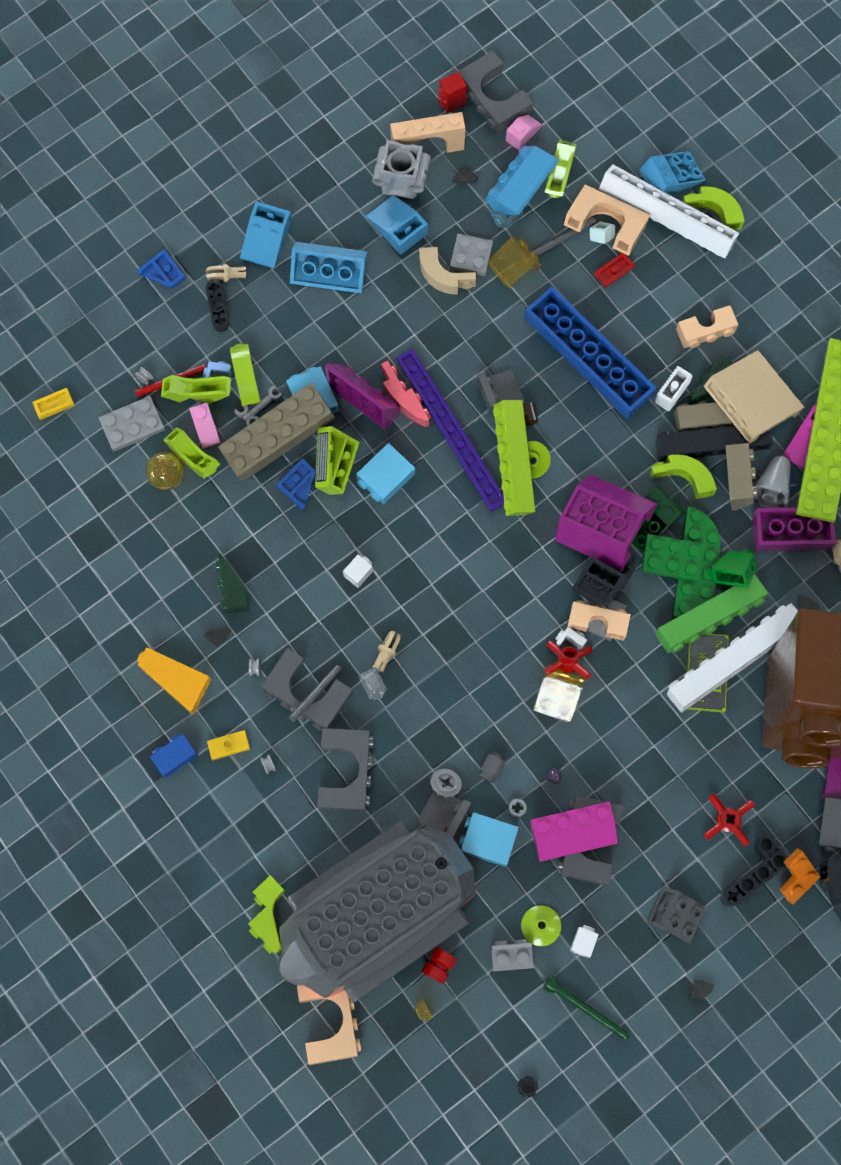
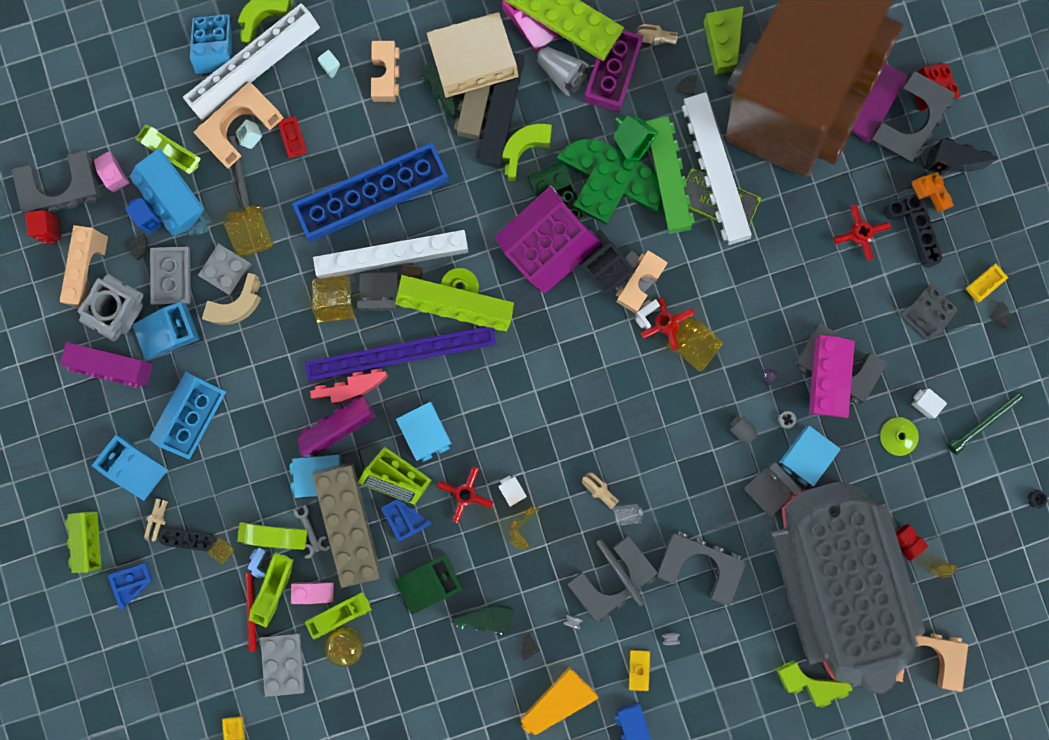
camera: 70 degrees left, 10 degrees up
(144, 376) = (237, 637): light grey bush -> none
(187, 220) = (84, 542): none -> lime slope
(216, 336) = (221, 551): none -> clear yellow plate
(247, 525) = (429, 584): none -> dark green slope
(325, 582) = (518, 540): none -> clear yellow bracket
(340, 537) = (469, 486): none -> red bar
(348, 184) = (106, 365): none -> magenta brick
(440, 777) = (745, 469): light grey gear -> none
(448, 211) = (170, 275): none -> light grey plate
(478, 352) = (332, 298): none -> clear yellow bracket
(493, 168) = (143, 215): none -> blue brick
(512, 956) = (919, 472): light grey bracket -> none
(539, 390) = (391, 254): none -> white brick
(673, 388) = (436, 126): white brick -> none
(694, 277) = (329, 63): none -> light aqua slope
(727, 963) = (986, 283): none -> yellow plate
(740, 475) = (547, 96): dark tan slope -> none

